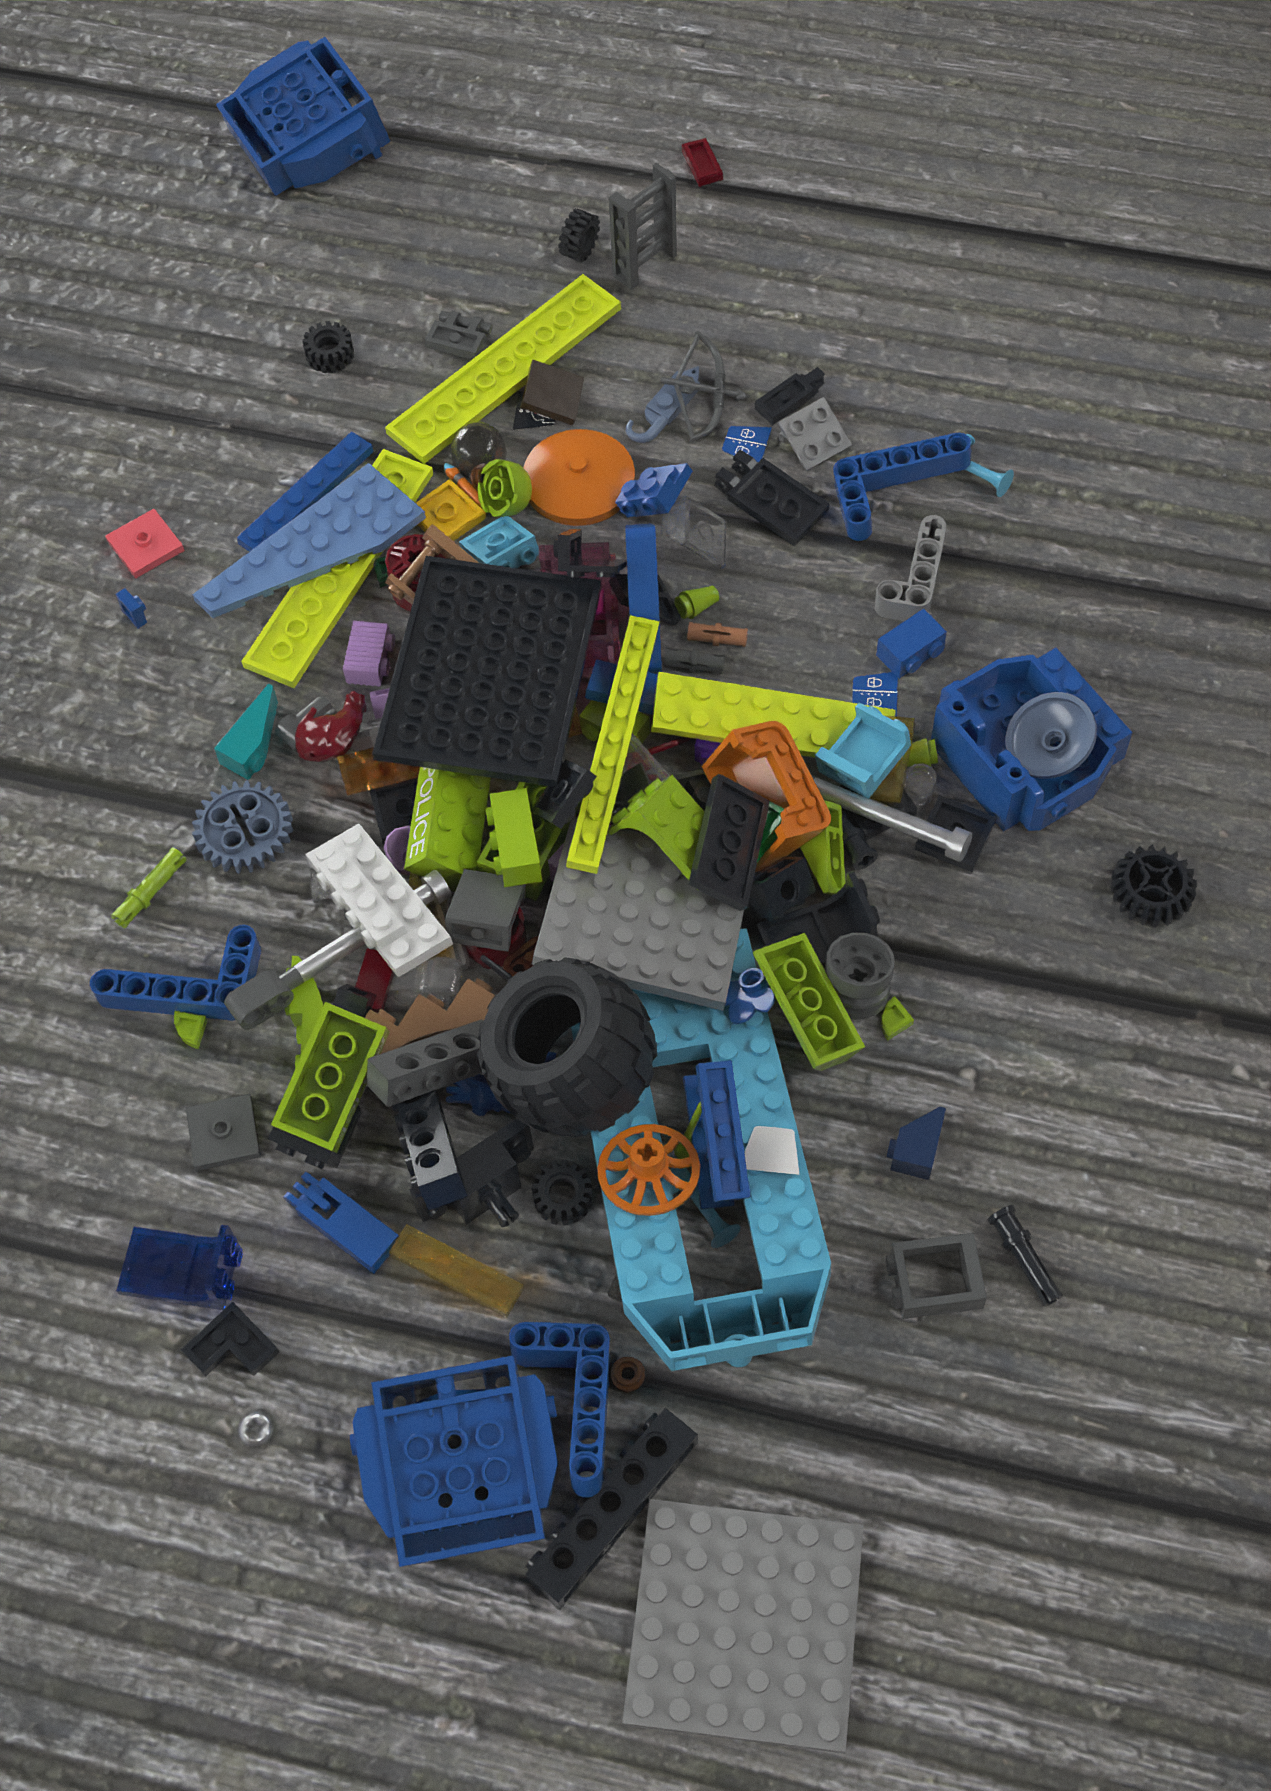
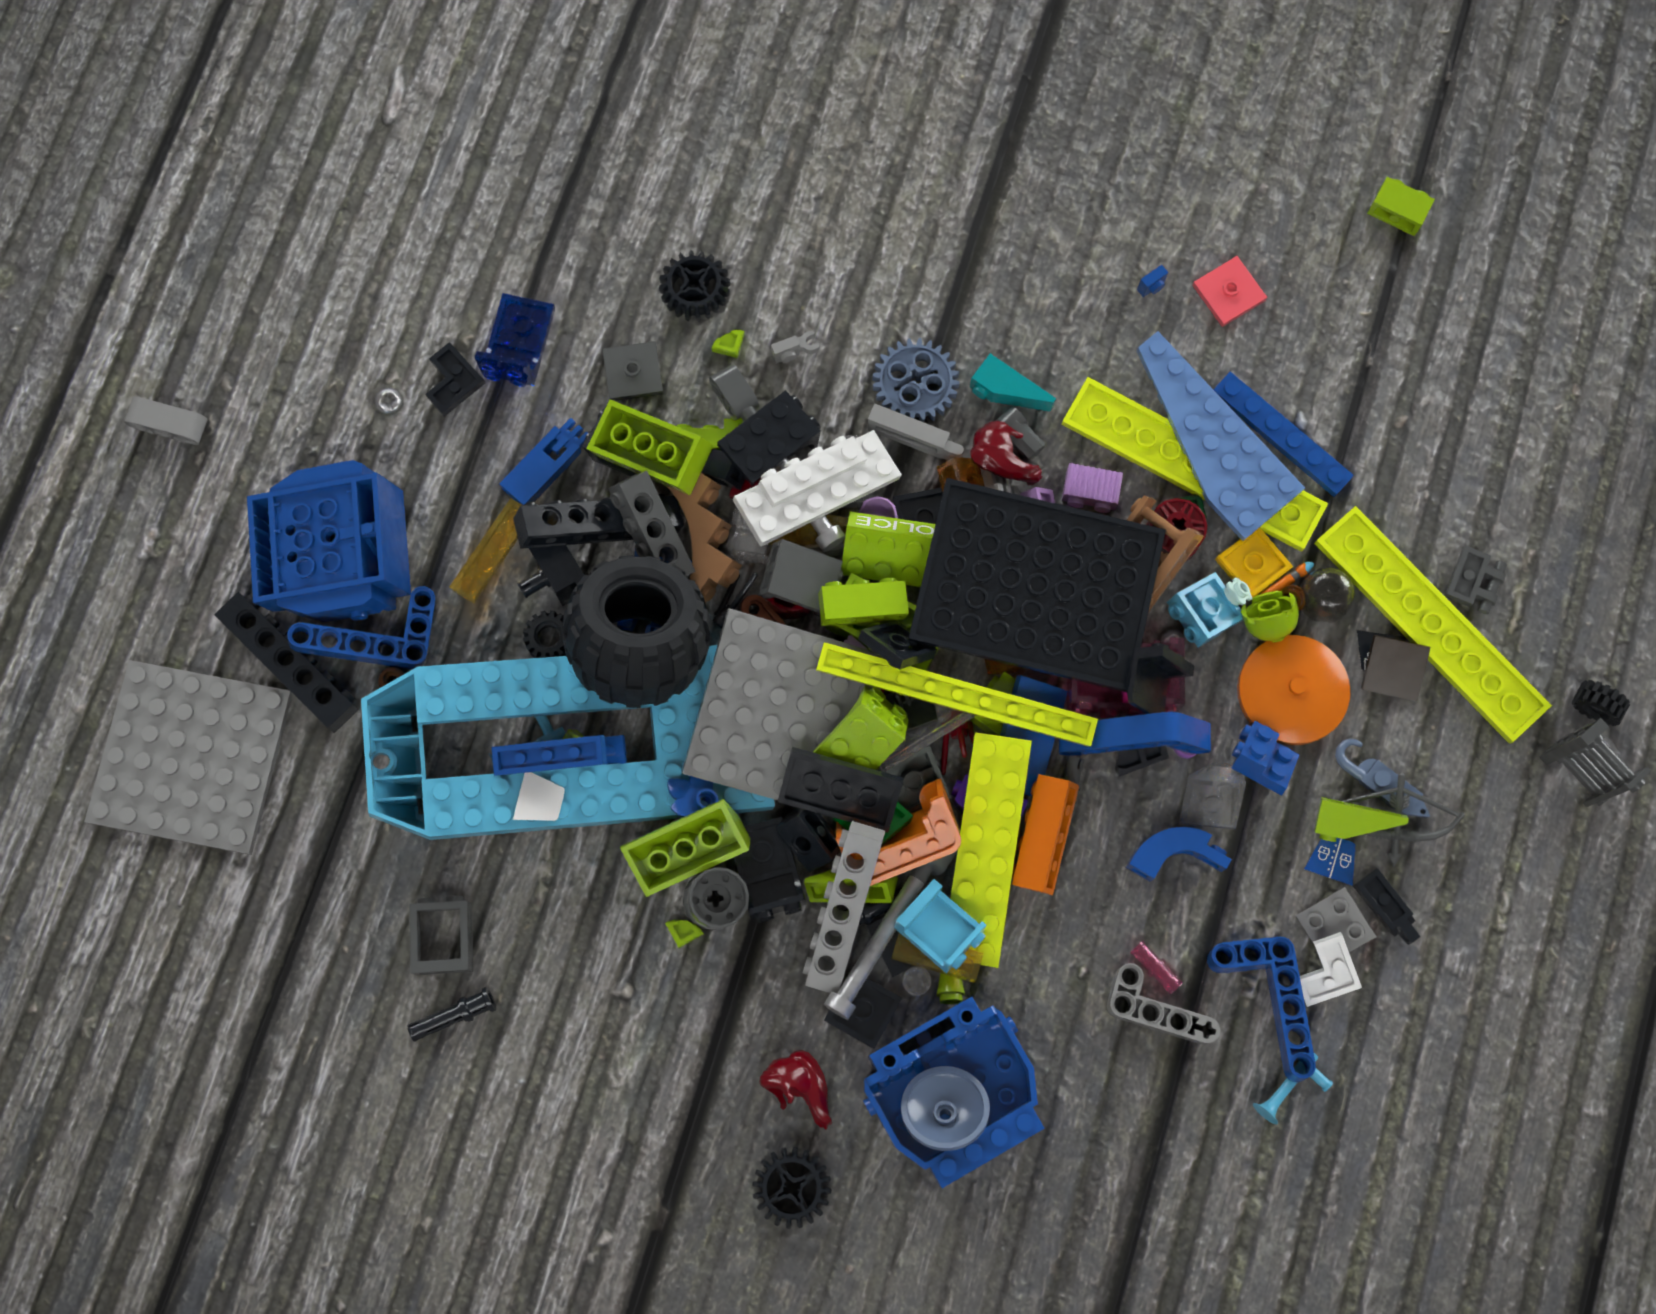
camera: 90 degrees right, 15 degrees up
(57, 398) = (1401, 206): none -> lime brick
(128, 1048) = (707, 270): none -> black gear
(140, 896) = (854, 300): lime pin -> none
(185, 988) = (759, 337): blue beam -> none
(203, 959) = (788, 349): none -> light grey plate
(283, 1721) = (165, 420): none -> light grey beam
(306, 823) = (913, 433): none -> light grey hinge
(318, 949) = (770, 437): none -> black bracket
(328, 358) = (1469, 441): black tyre -> none
(480, 519) = (1237, 592): none -> light aqua plate
(648, 1163) = (532, 696): orange wheel -> none
(694, 601) = (1136, 791): lime cone -> none
(711, 419) = (1348, 820): none -> lime slope
(717, 634) = (1098, 809): nougat pin -> none
(751, 668) = (1045, 834): none -> orange brick
(753, 578) = (1172, 841): none -> blue arch
(771, 497) = (1258, 877): black tile -> none
(856, 833) = (829, 974): none -> light grey brick
(857, 427) = (1335, 977): none -> white plate
(874, 576) = (1156, 967): none -> clear pink pin
(876, 690) = (1027, 955): blue sticker -> none
(911, 643) = (1074, 994): blue brick -> none
(917, 1145) = (558, 935): dark blue slope -> none
(1039, 882) = (799, 1077): none -> dark red piece

